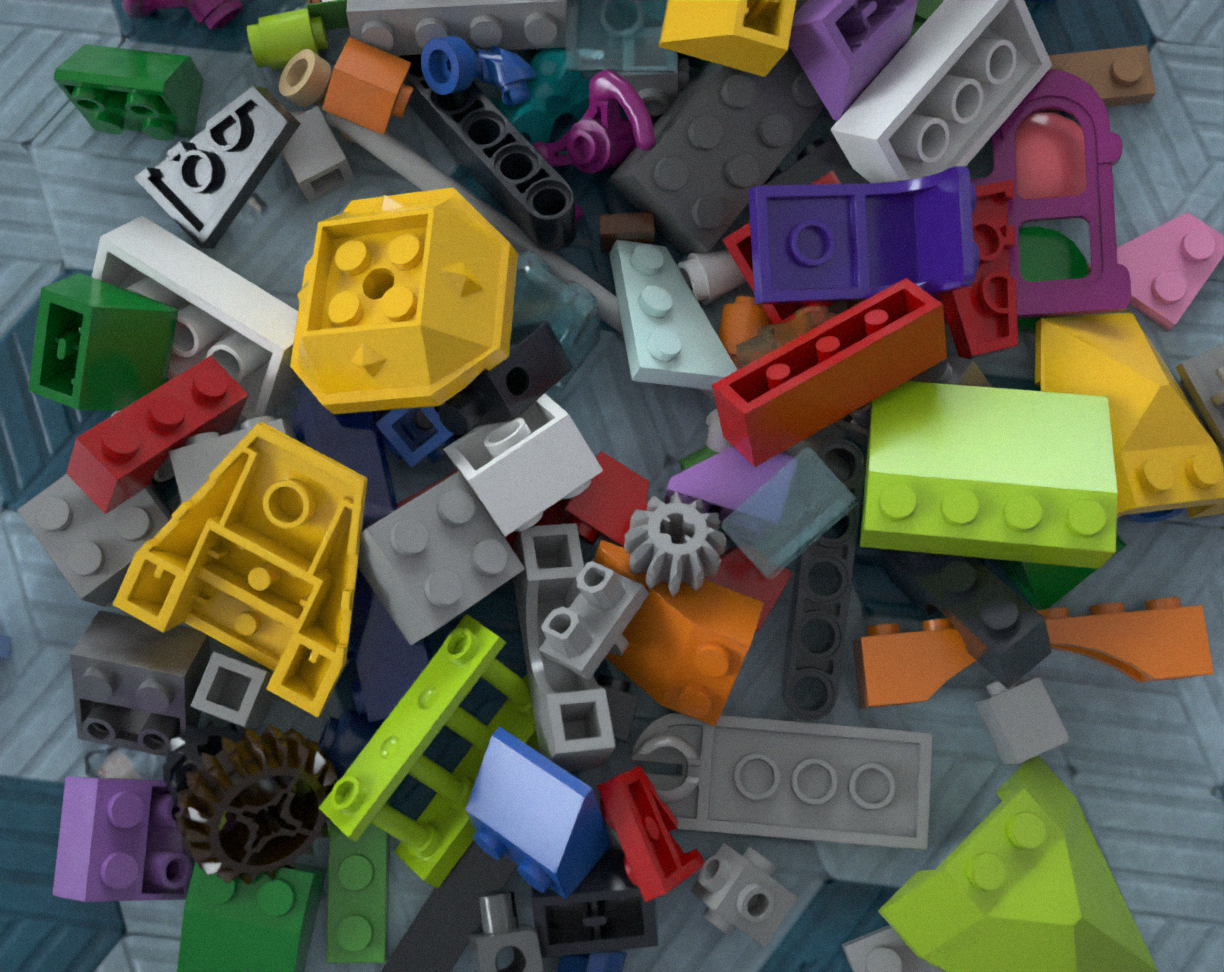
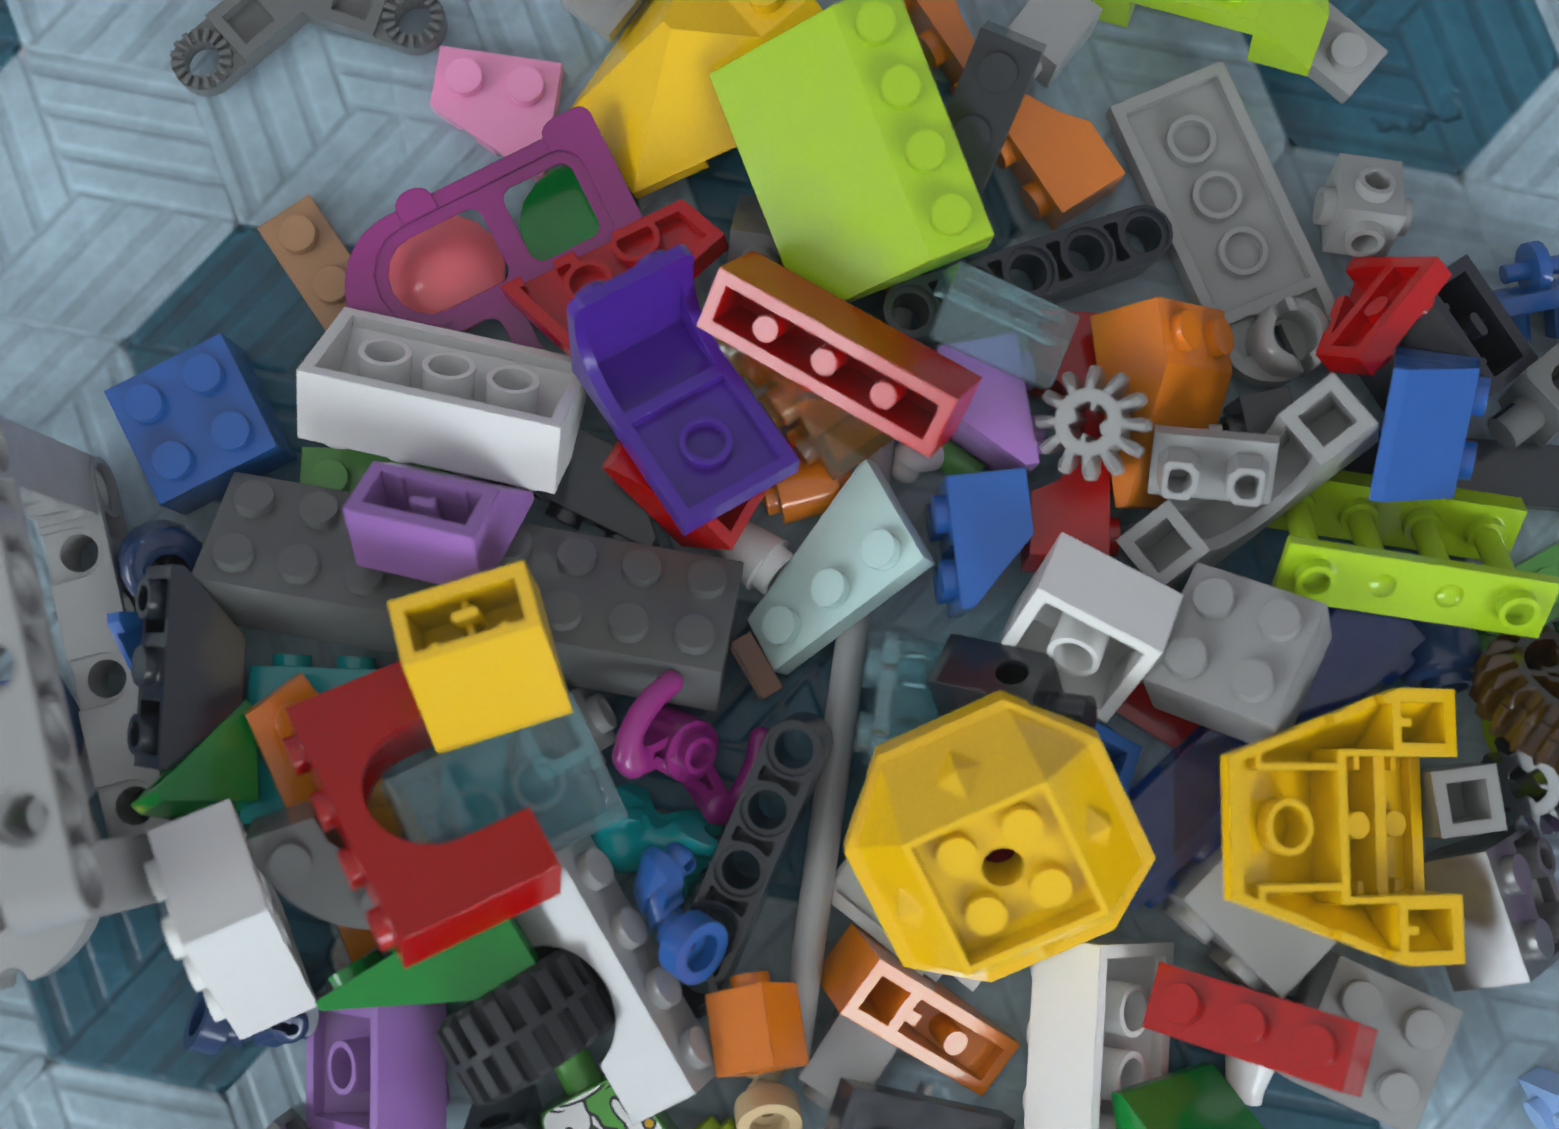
camera: 120 degrees left, 5 degrees up
(288, 229) = (914, 1012): none -> orange slope
(637, 428) = (980, 529): none -> blue slope

